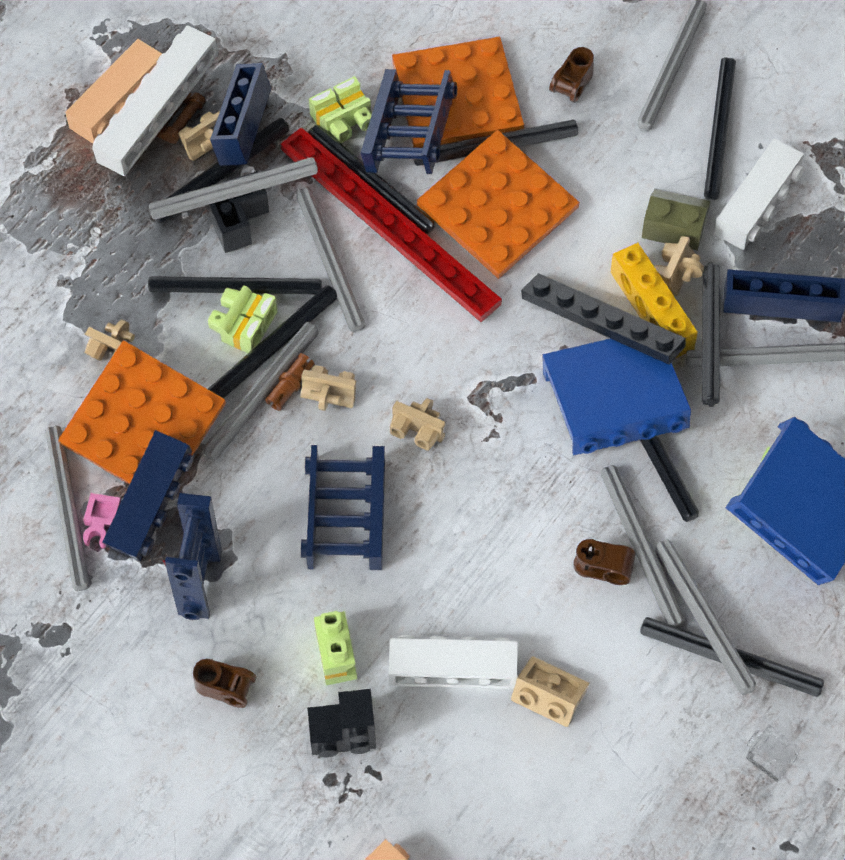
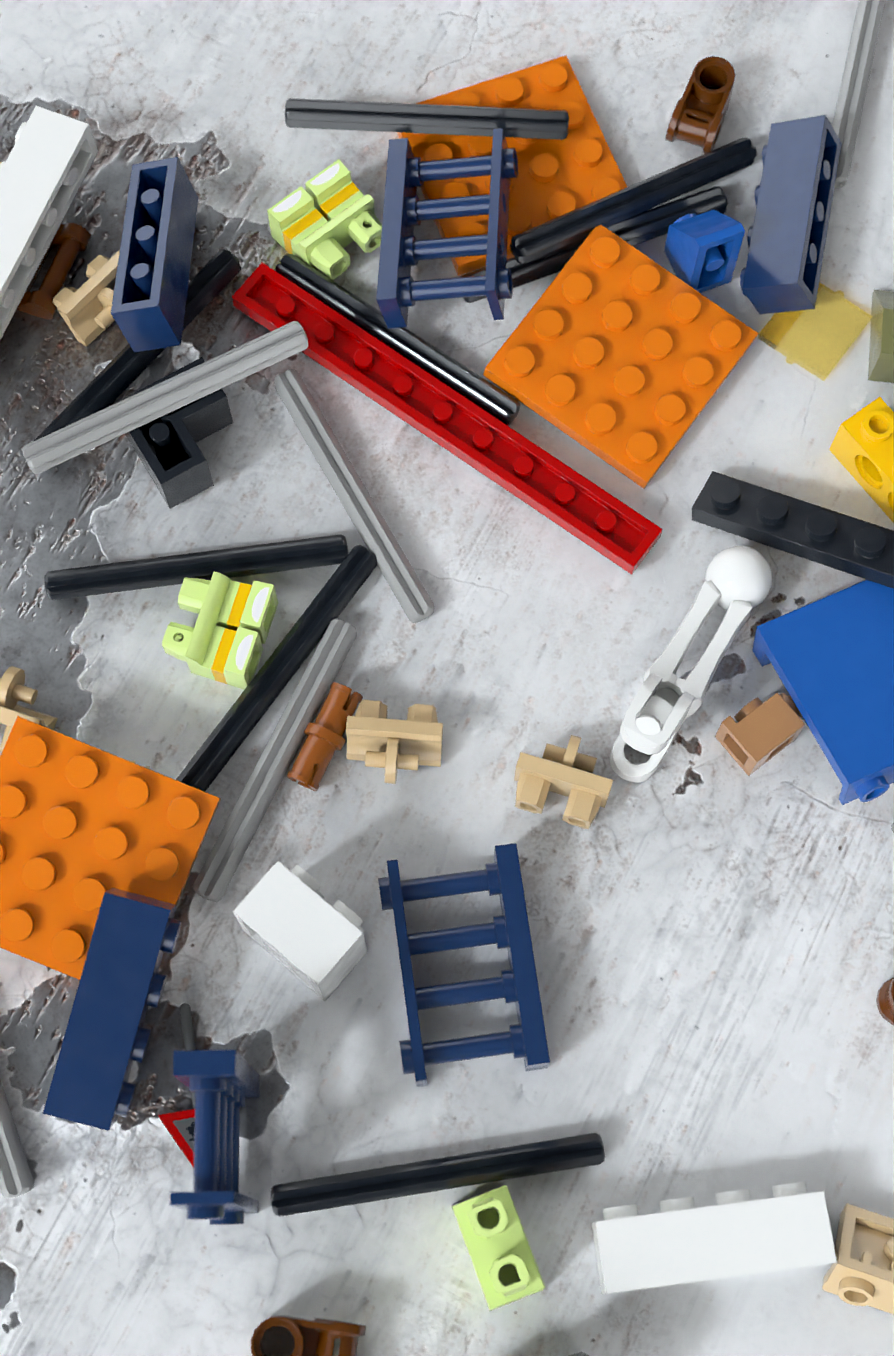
camera: 10 degrees left, 10 degrees up
(99, 516) = (32, 1045): bright pink plate -> none
(258, 473) = (302, 929): none -> white brick
(308, 610) = (437, 1174): none -> black axle
(409, 60) = (426, 118): none -> axle
(480, 383) = (735, 581): none -> white piece
(522, 120) = (632, 200): none -> black axle
(535, 412) = (760, 731): none -> medium nougat brick
(556, 153) = (704, 249): none -> blue slope
(612, 140) = (791, 215): none -> brick
(616, 204) = (818, 335): none -> clear yellow piece

